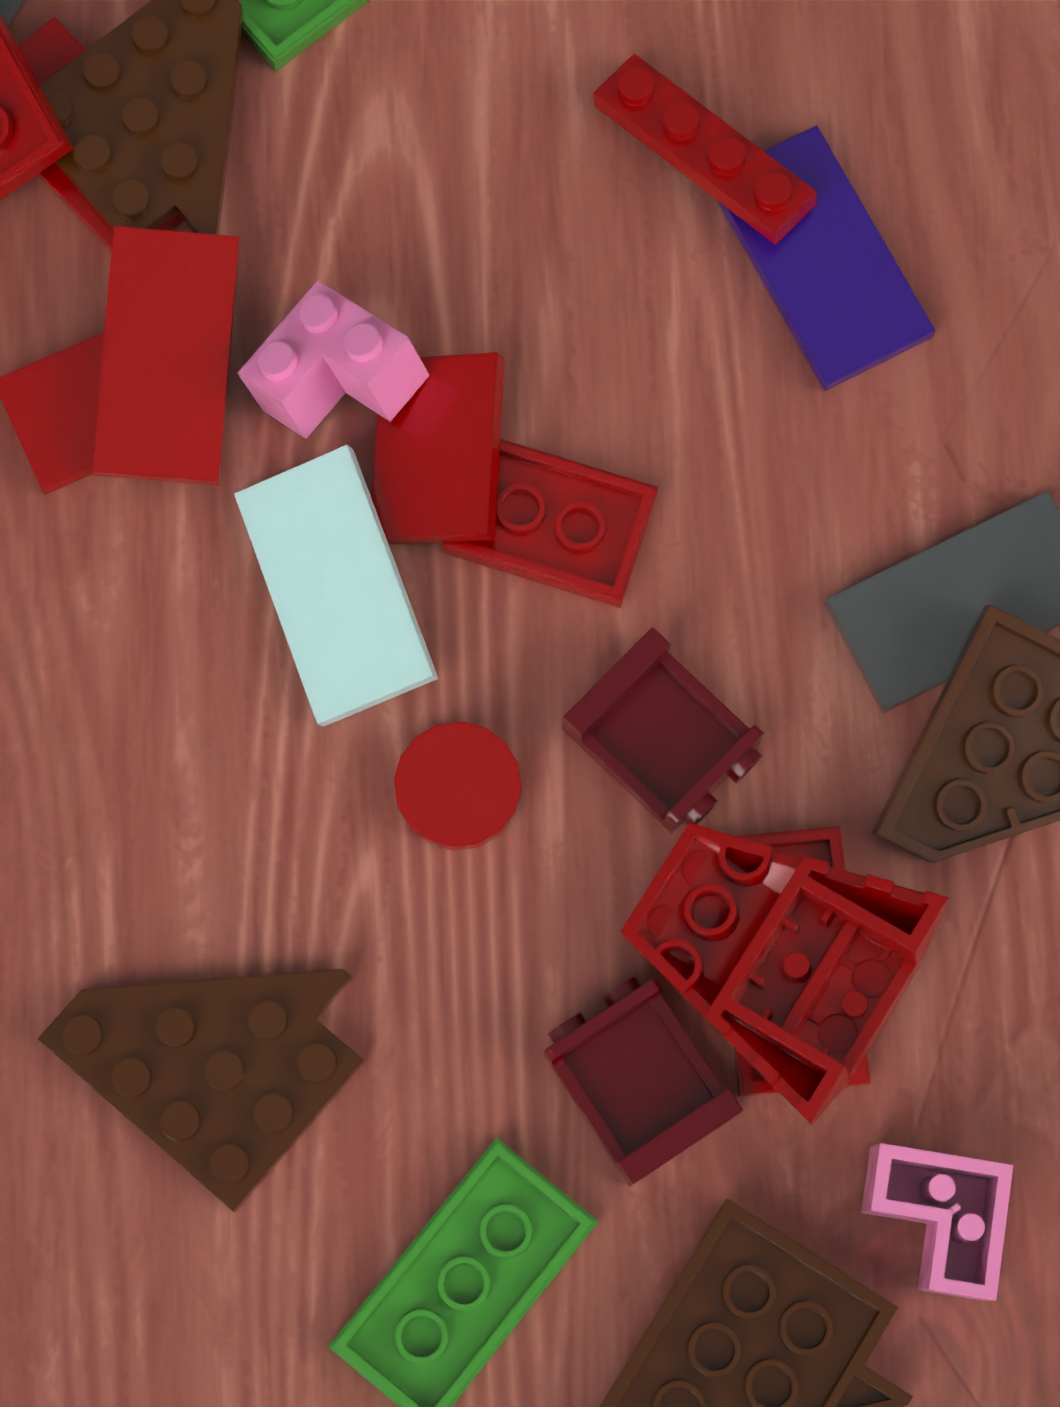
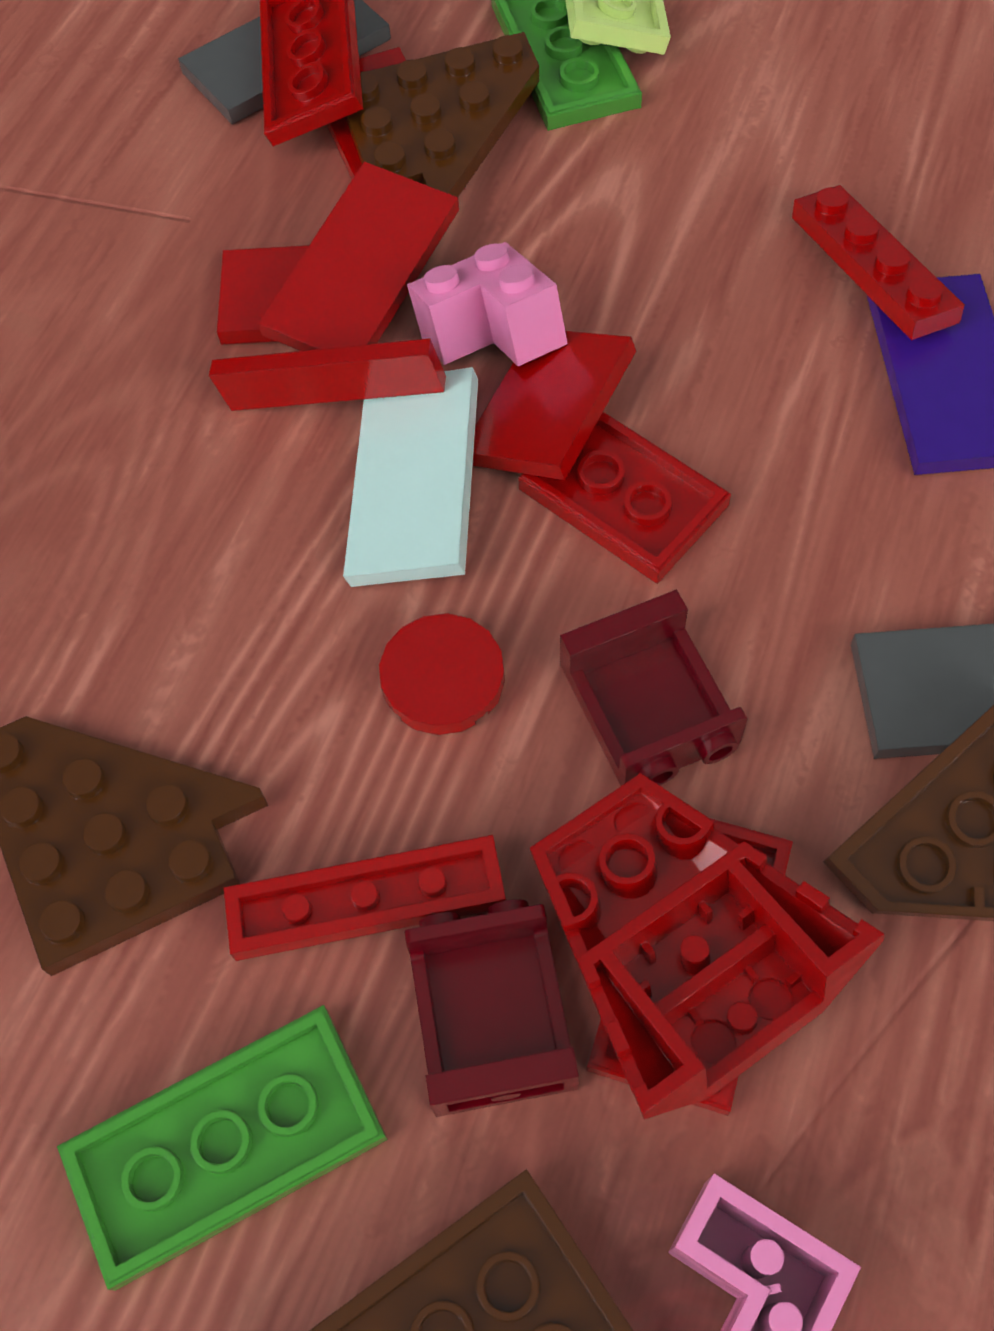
camera: 30 degrees right, 15 degrees down
(200, 509) = (329, 375): none -> red tile
(488, 1030) = (361, 897): none -> red plate

